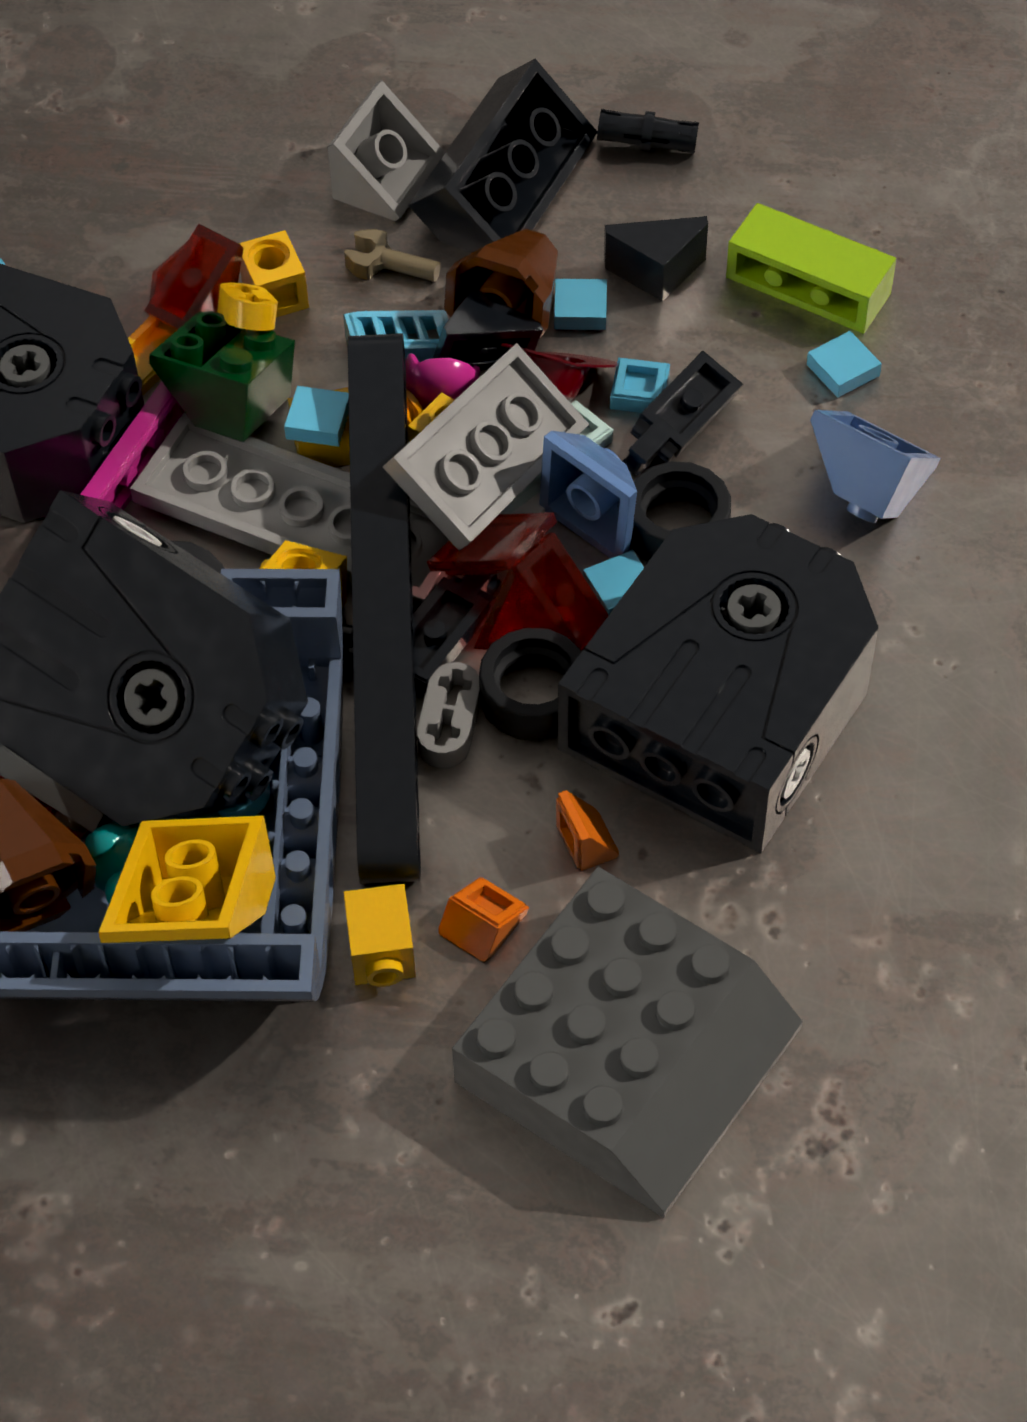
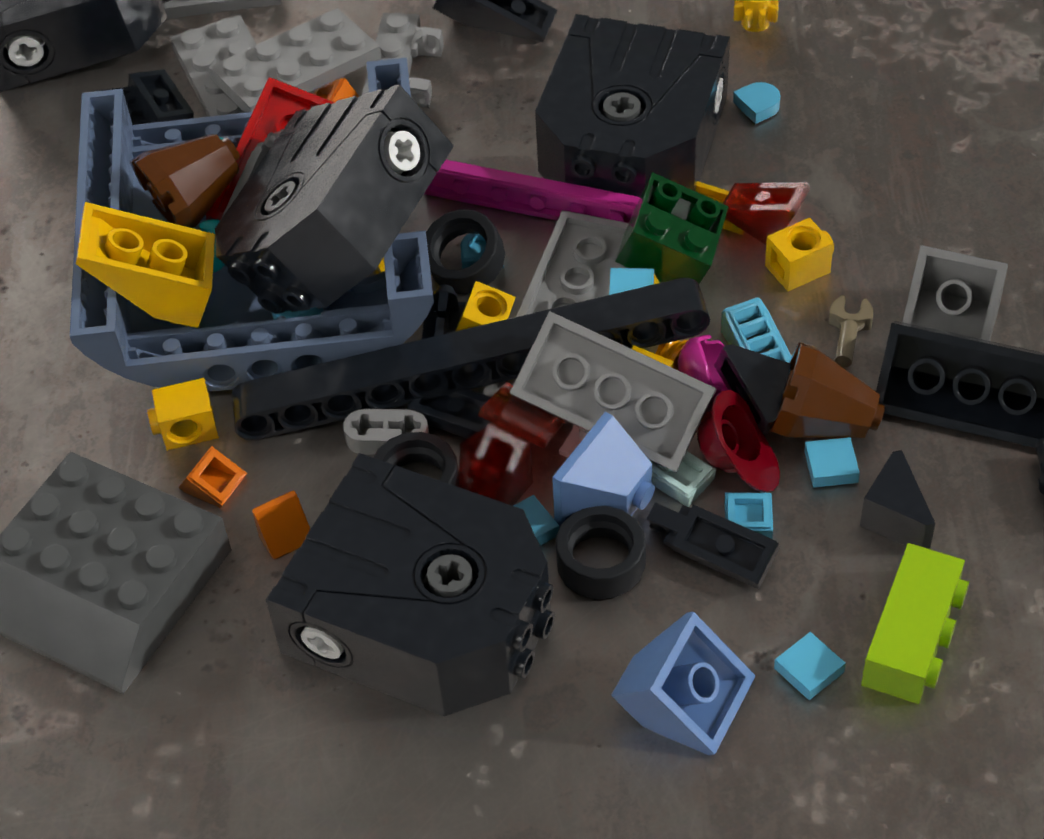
camera: 85 degrees right, 5 degrees down
(247, 306) = (731, 227): yellow beam -> none

